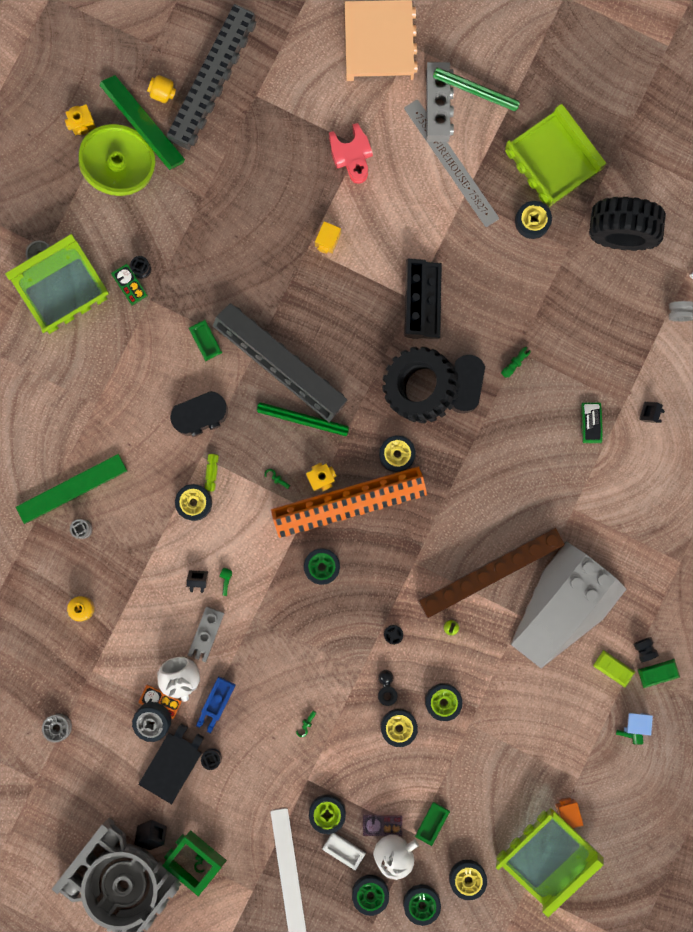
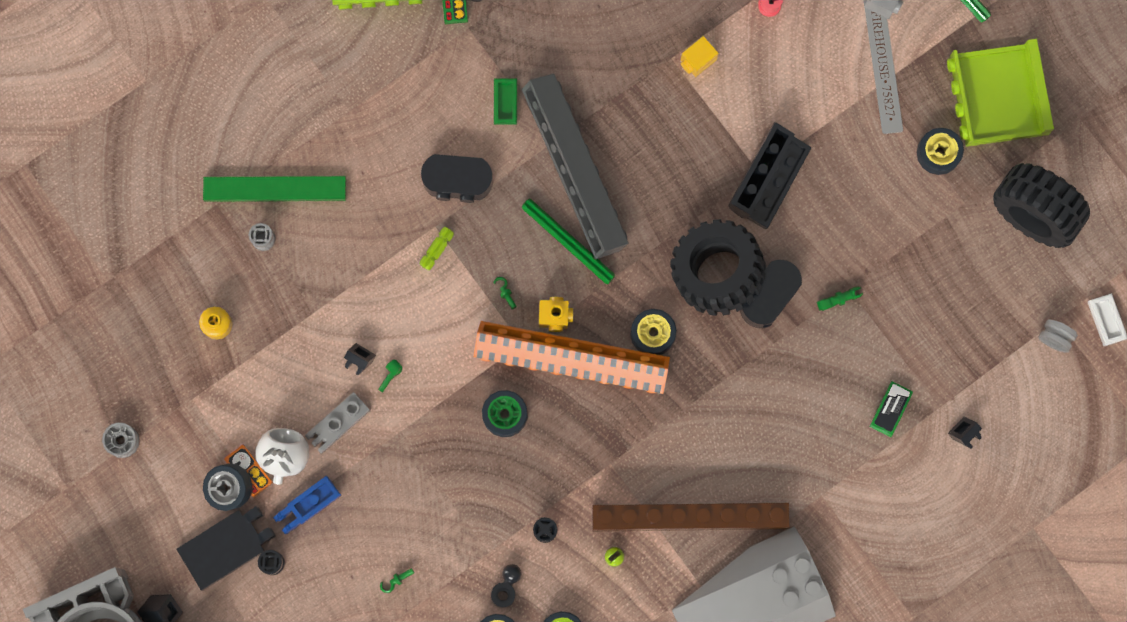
camera: 30 degrees right, 5 degrees down
(184, 498) = (391, 261): wheel -> none

